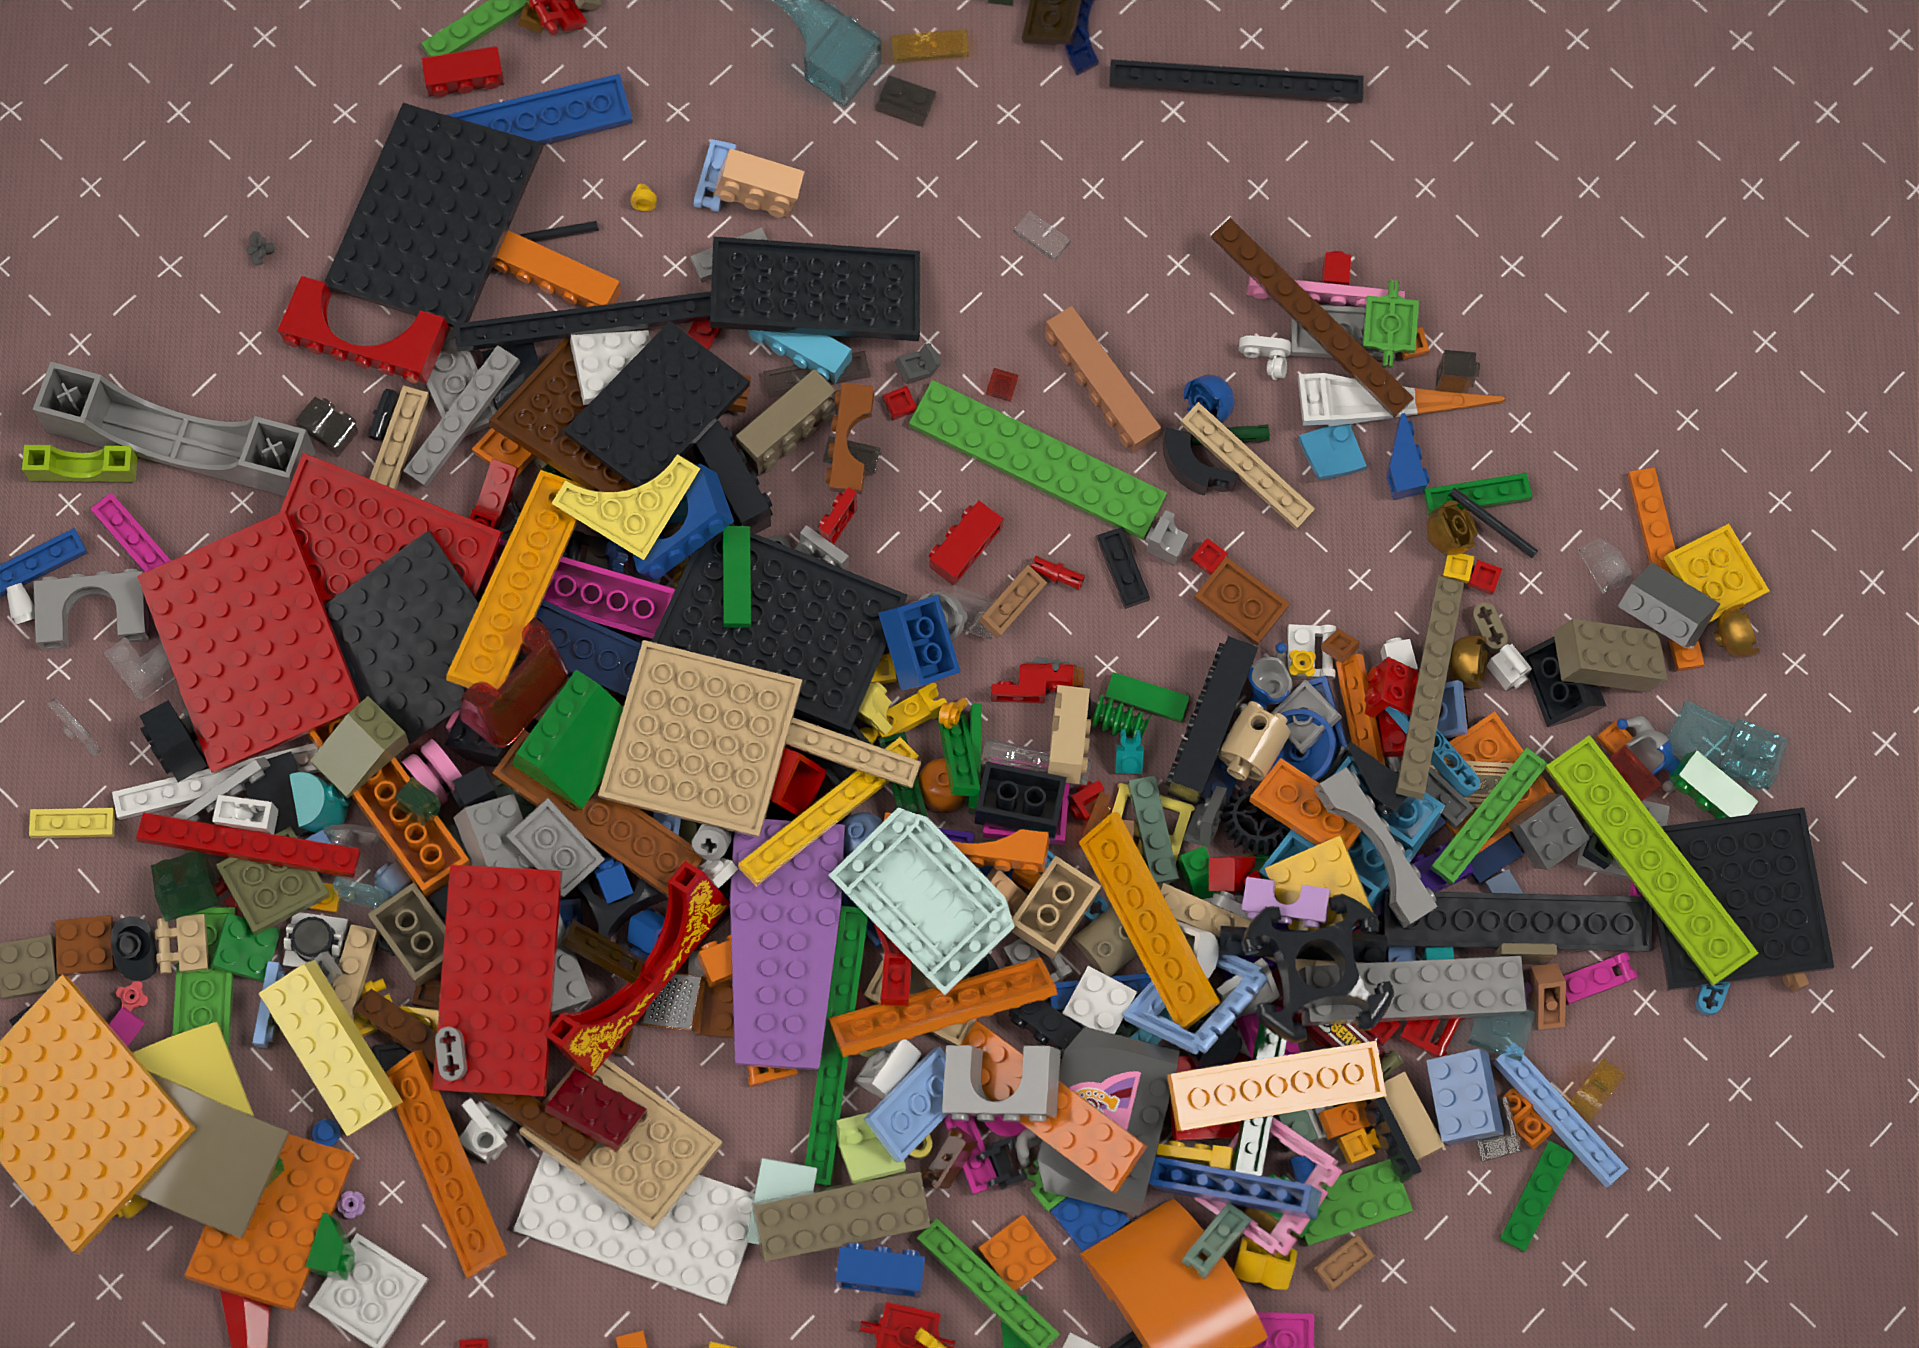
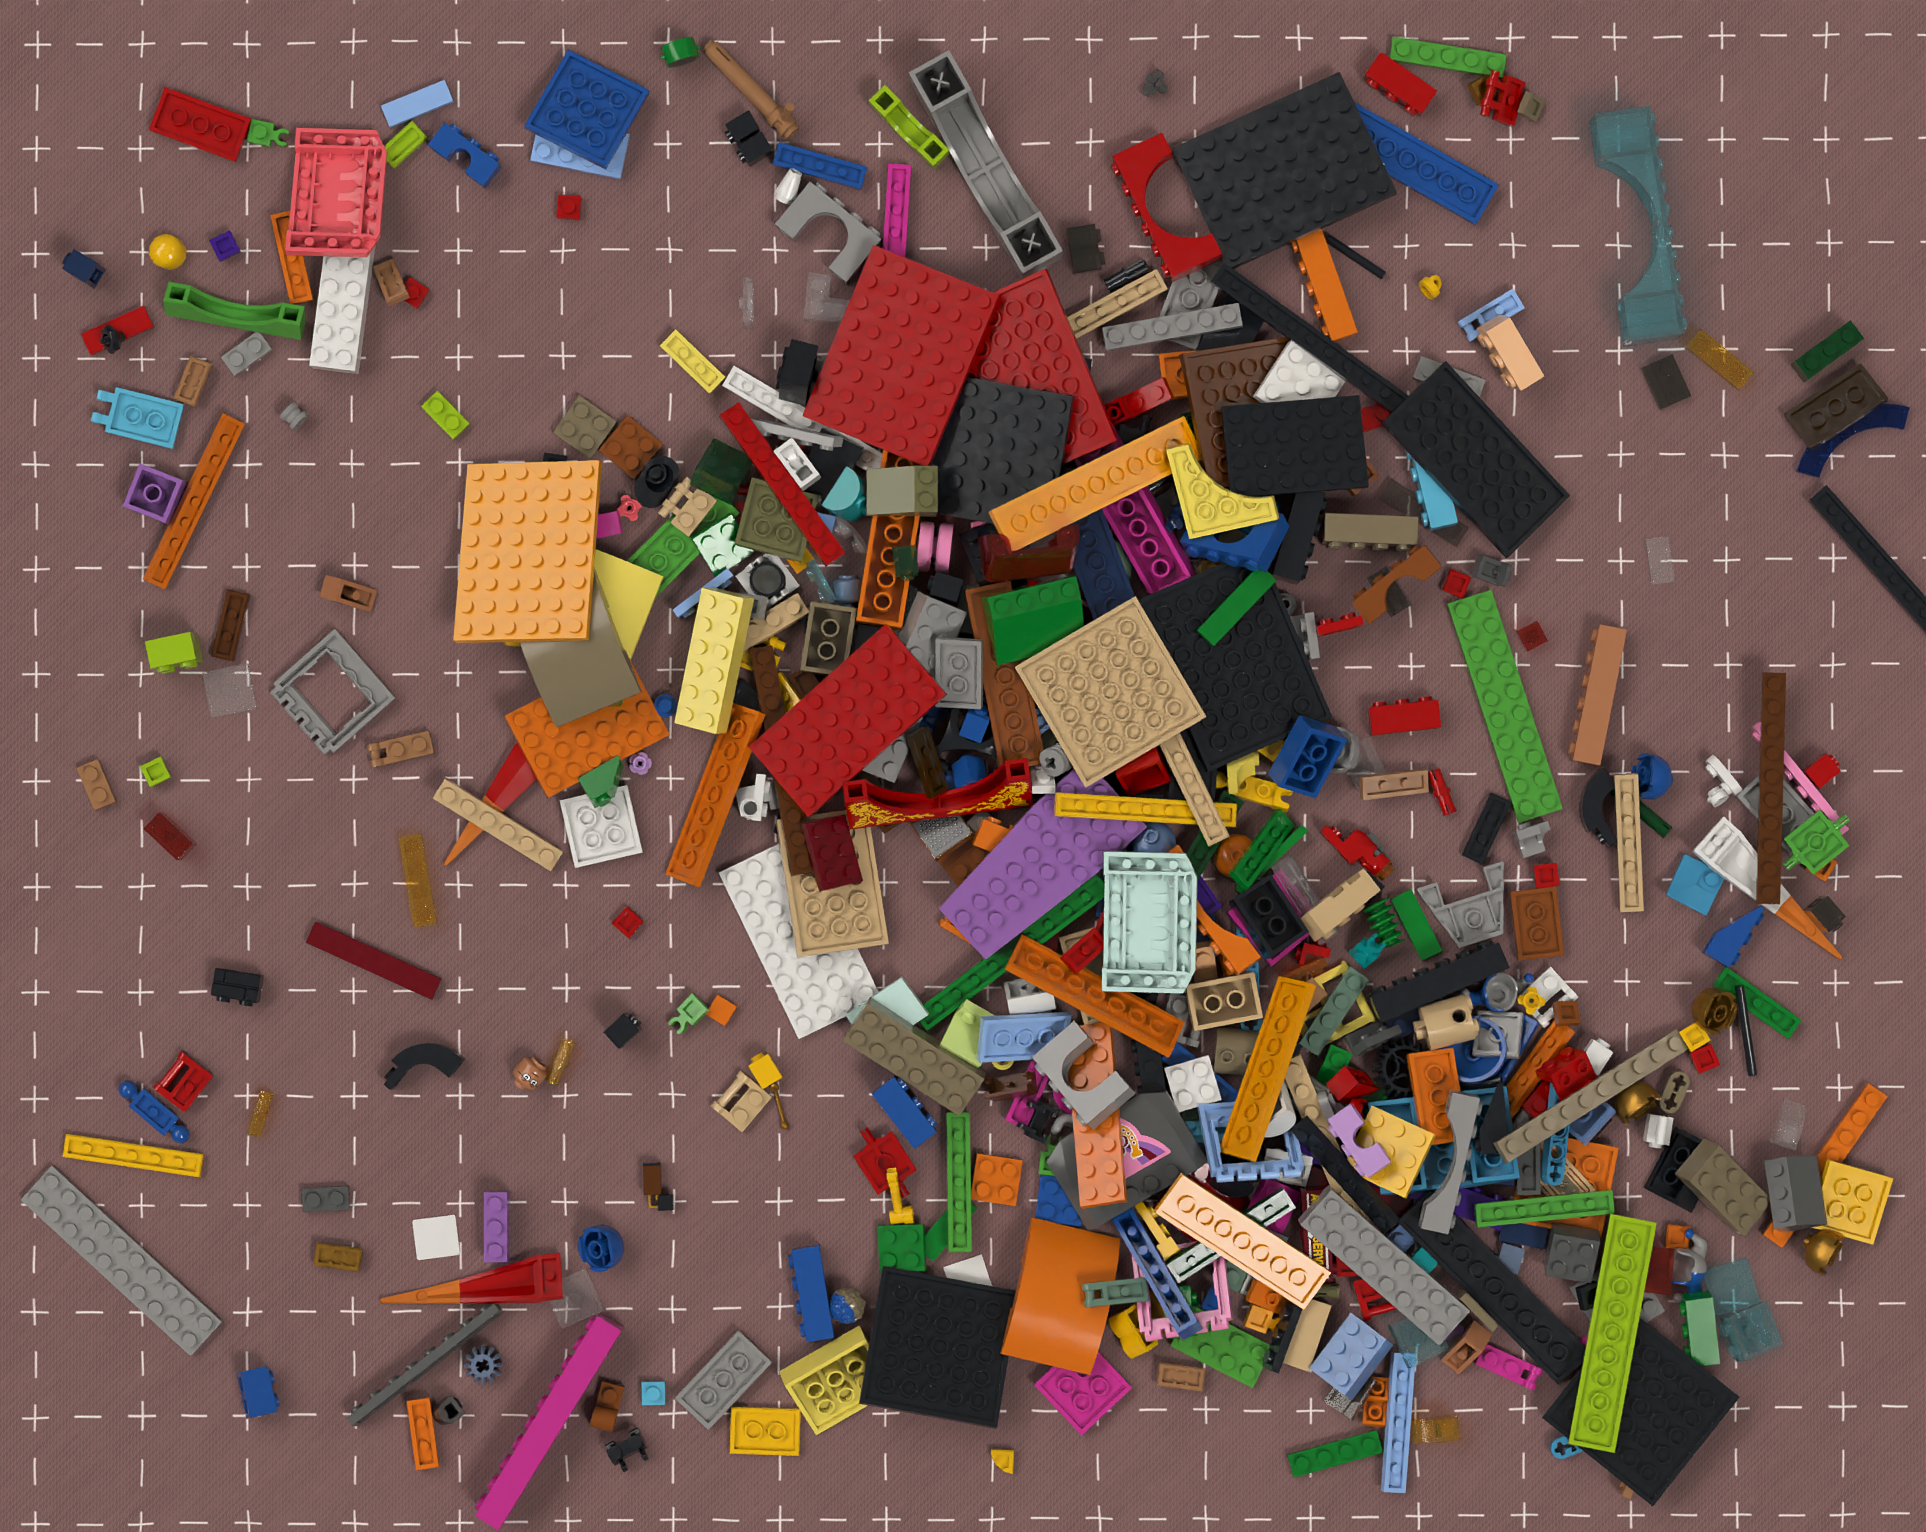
camera: 50 degrees right, 15 degrees up
(444, 1053) = (773, 735): light grey beam -> none
(950, 712) = (1283, 818): light orange plate -> none
(1185, 647) = (1472, 917): none -> light grey wing
(1331, 939) = (1362, 1199): black piece -> none

